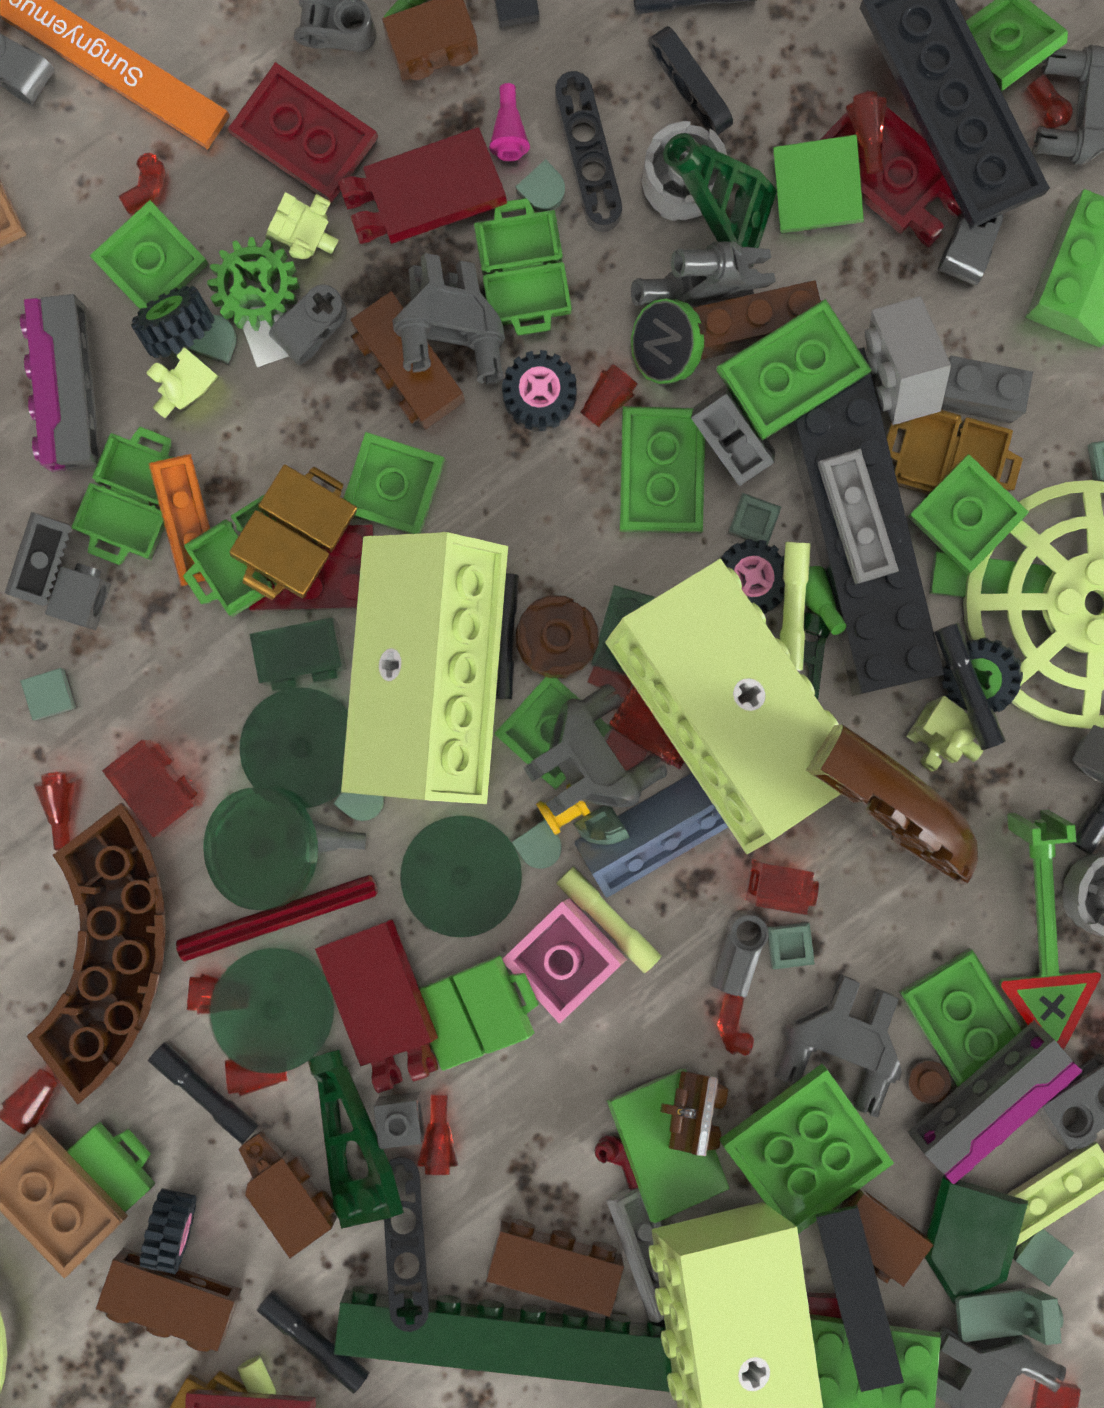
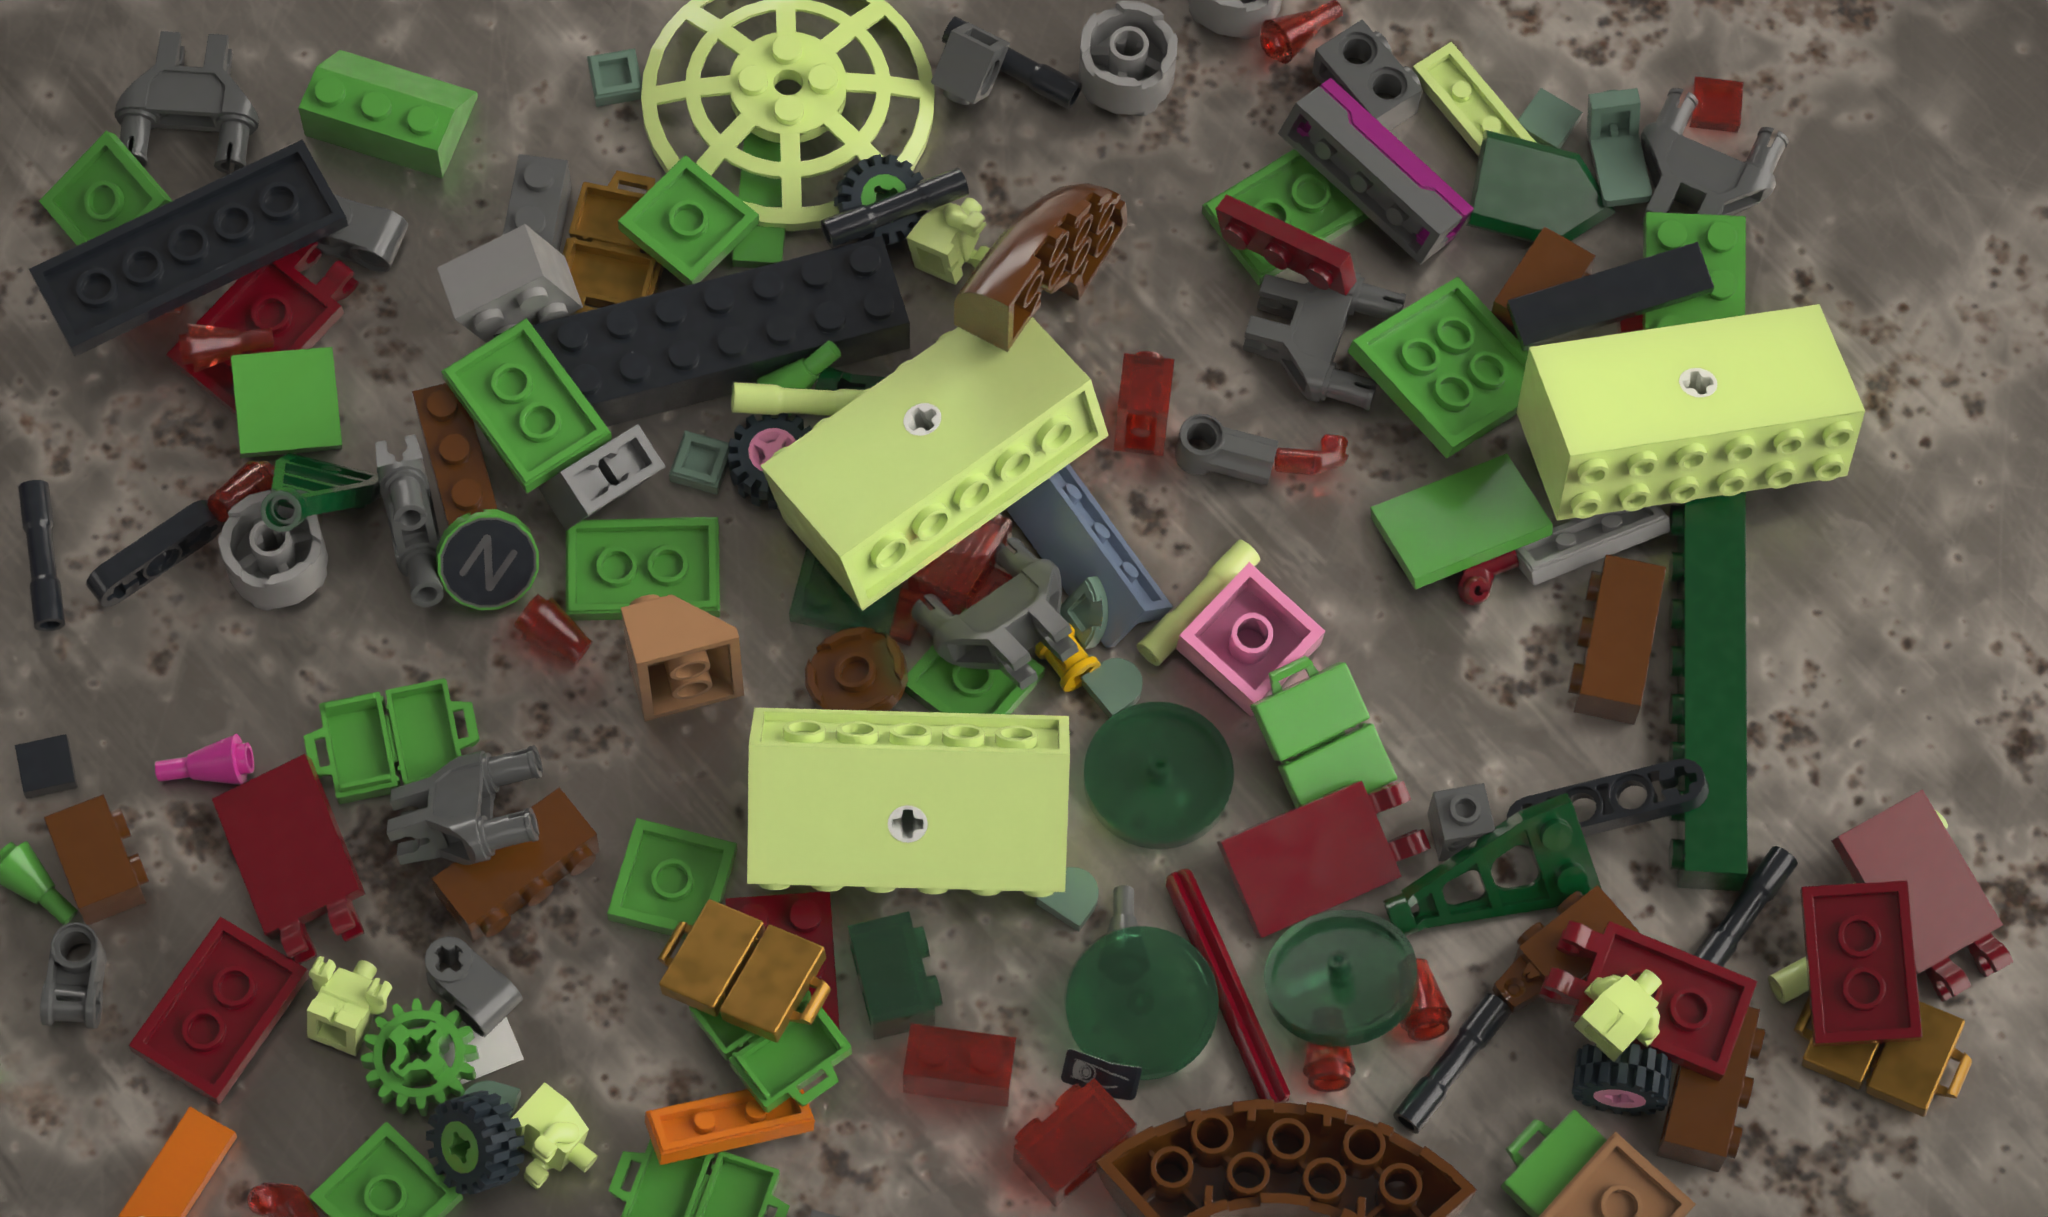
camera: 90 degrees left, 20 degrees down
(191, 1240) = (1621, 1012): none -> yellowish green piece
(208, 811) = (1116, 1079): none -> black sticker
(218, 701) = (959, 1064): none -> clear red brick
(225, 1267) = (1697, 1000): none -> dark red tile
(296, 745) = (1008, 969): clear green piece -> none
(438, 1147) = (1499, 775): clear red cone -> none
(539, 377) = (539, 695): black wheel -> none
(543, 188) = (288, 721): sand green tile -> none
(563, 478) = (680, 656): none -> medium nougat slope
(588, 151) = (243, 679): black beam -> none
(693, 1113) = (1419, 486): reddish brown hips -> none
(739, 144) = (248, 480): none -> clear red cone
(790, 945) = (1216, 397): sand green tile -> none
(857, 516) = (701, 329): light grey tile -> none
(919, 1018) = (1285, 245): none -> dark red plate
(929, 1081) = (1363, 242): reddish brown plate -> none
(1050, 997) = (1248, 119): bright green piece -> none
(1056, 108) = (192, 146): clear red arm -> none

